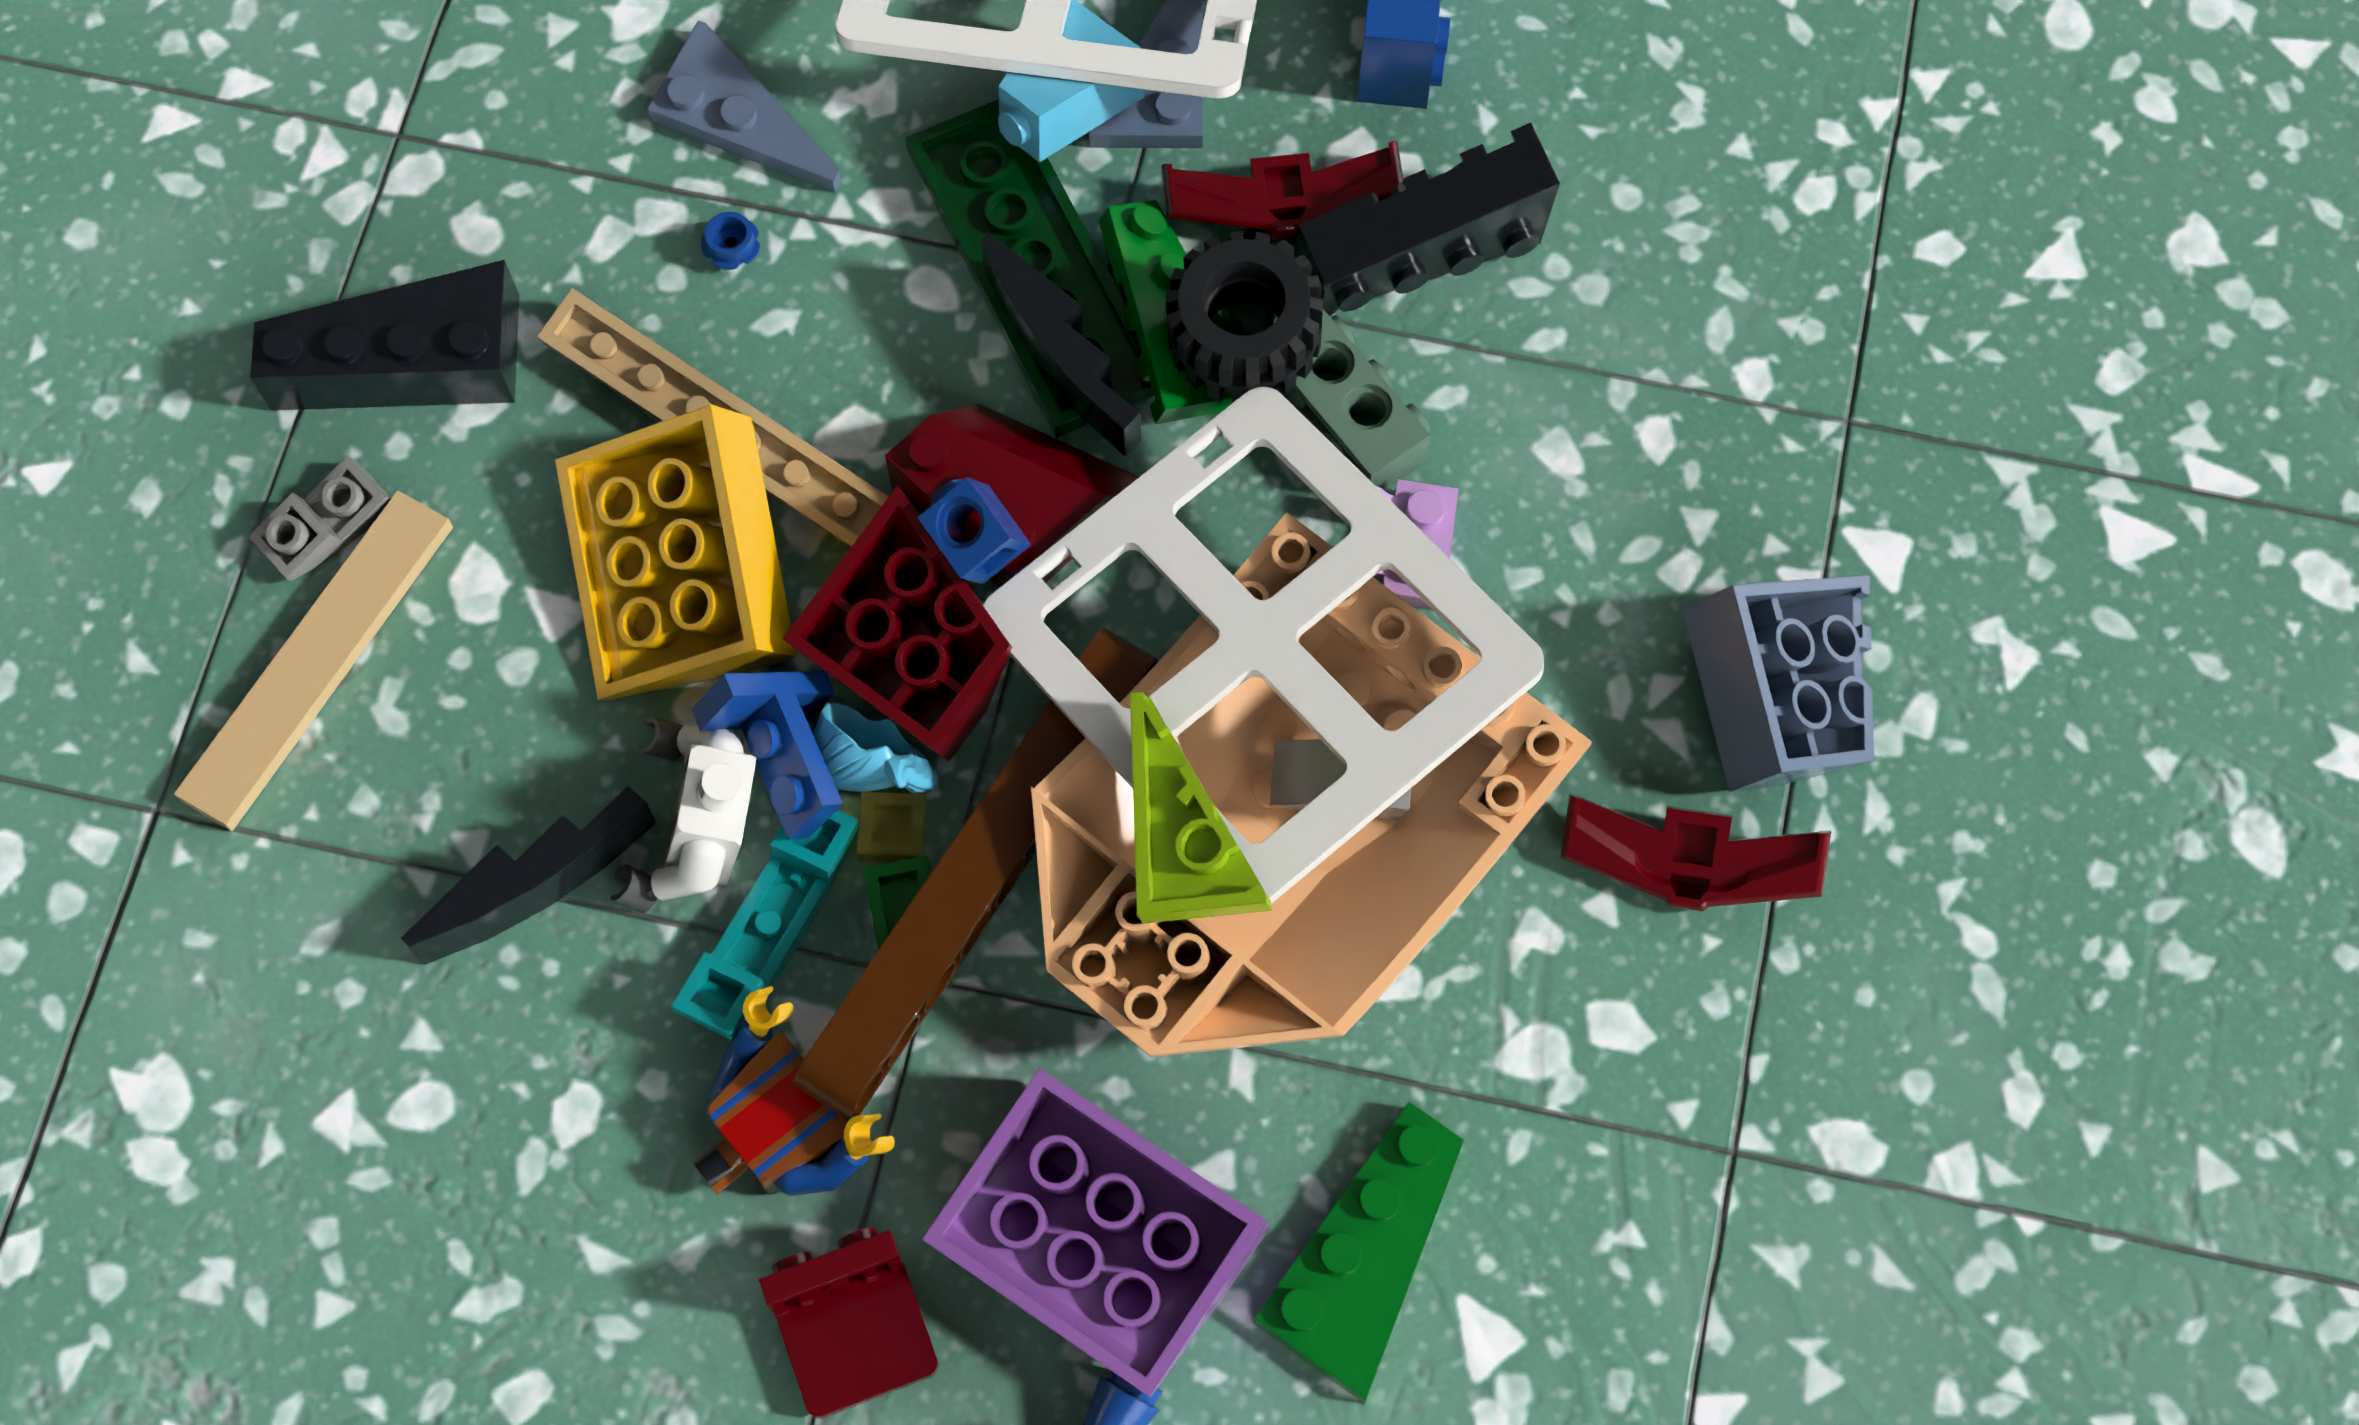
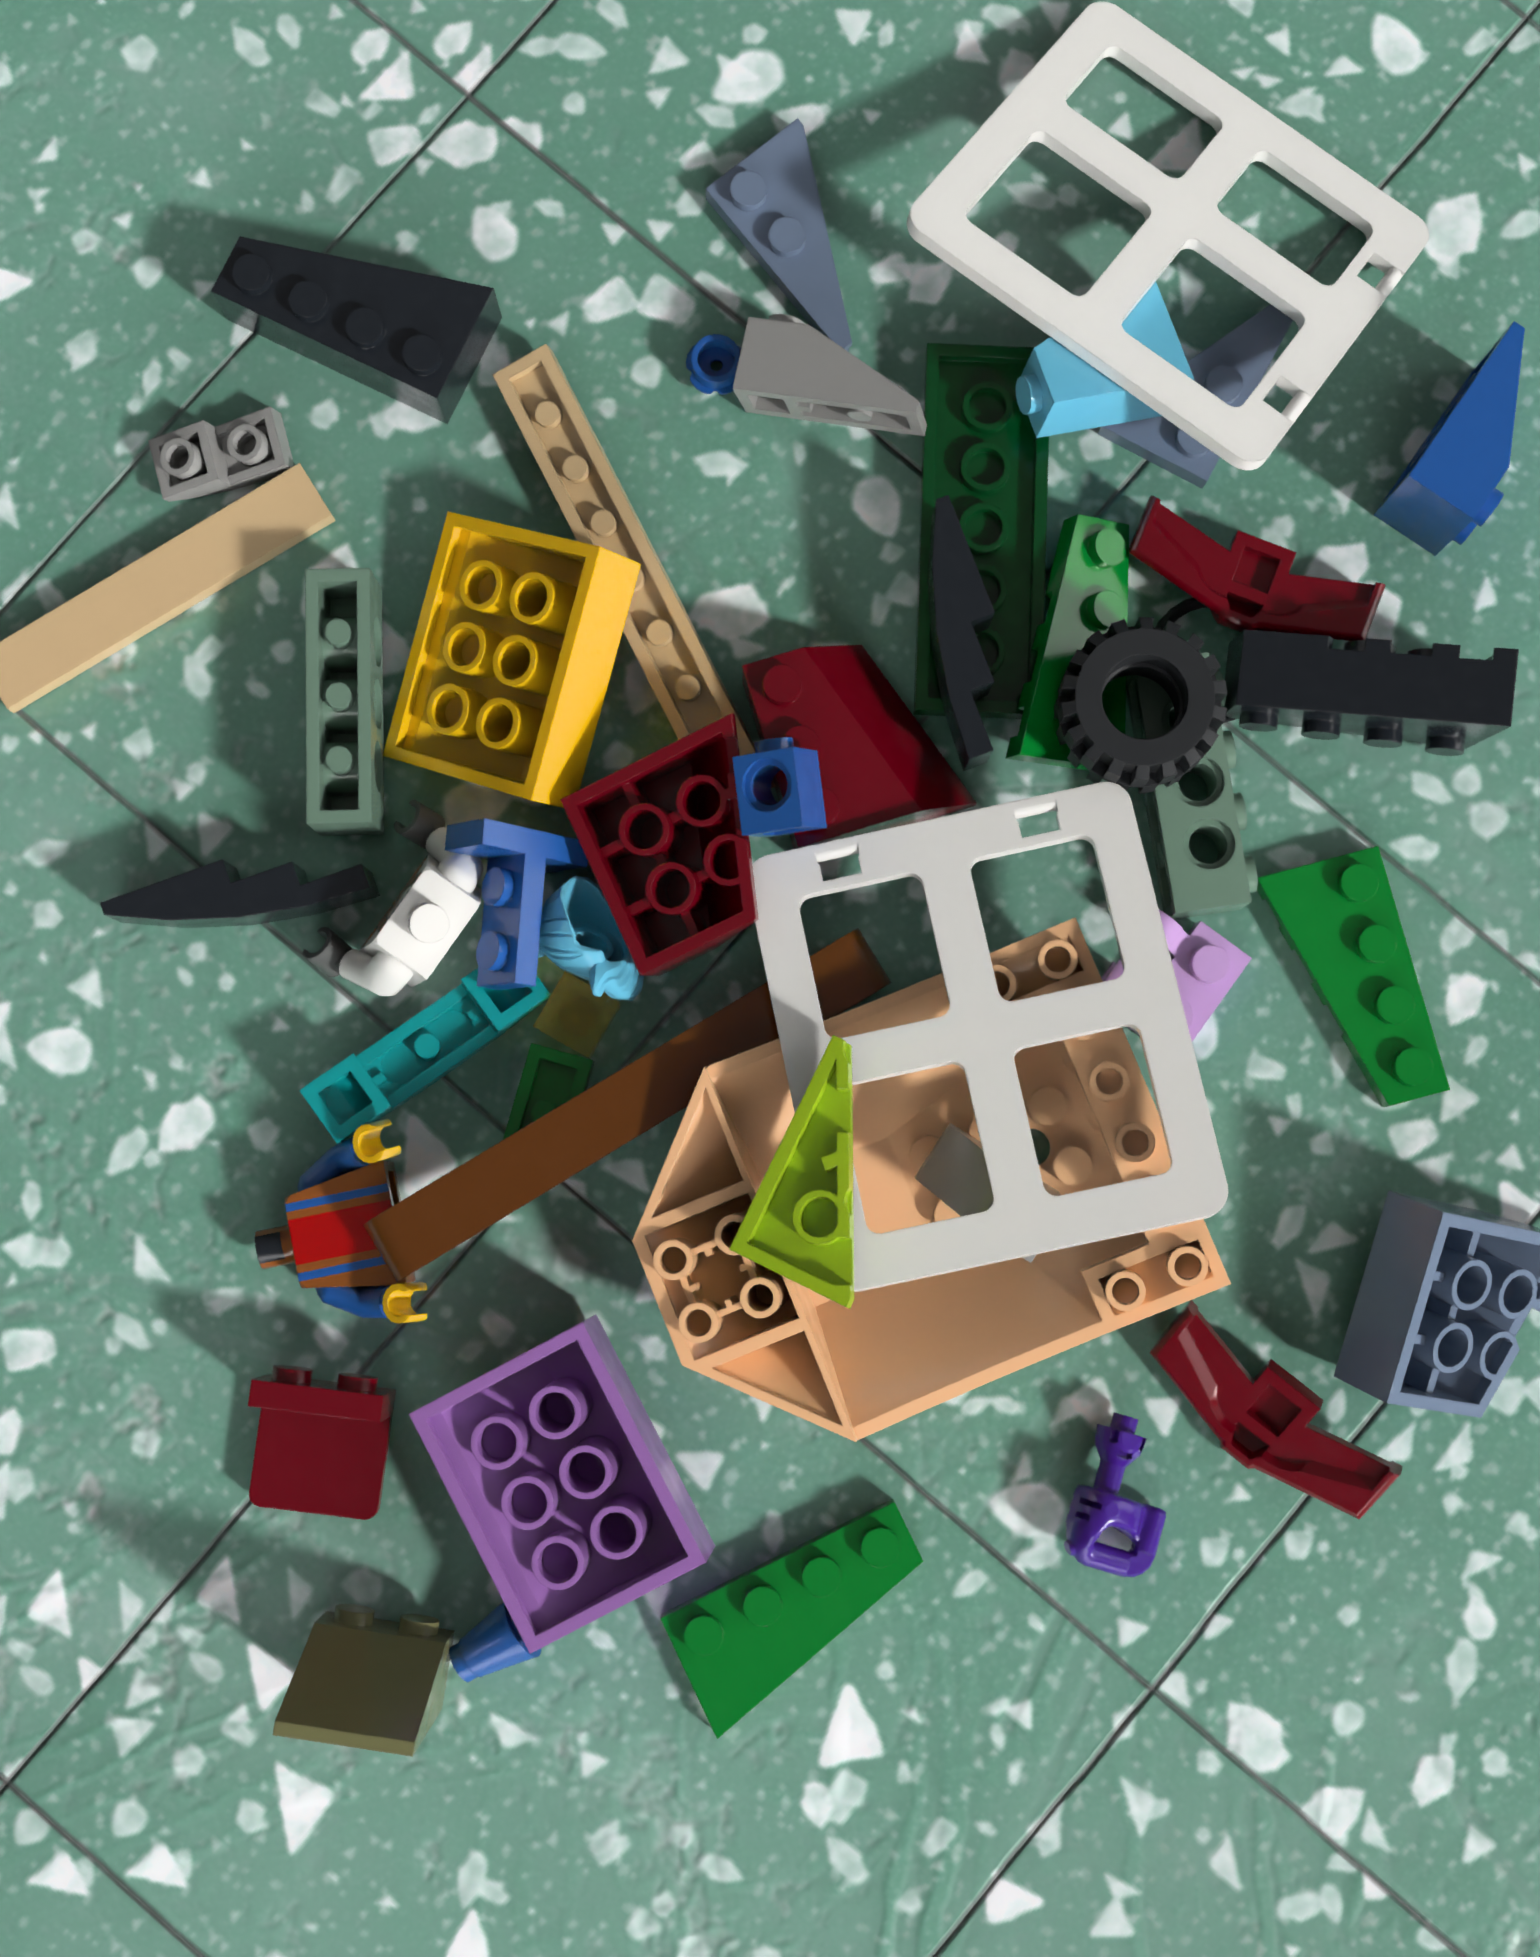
camera: 25 degrees right, 15 degrees up
(543, 662) = (344, 702): none -> sand green brick
(822, 207) = (806, 376): none -> light grey slope
(1541, 440) = (1356, 953): none -> green wing
(1605, 1005) = (1101, 1507): none -> dark purple piece

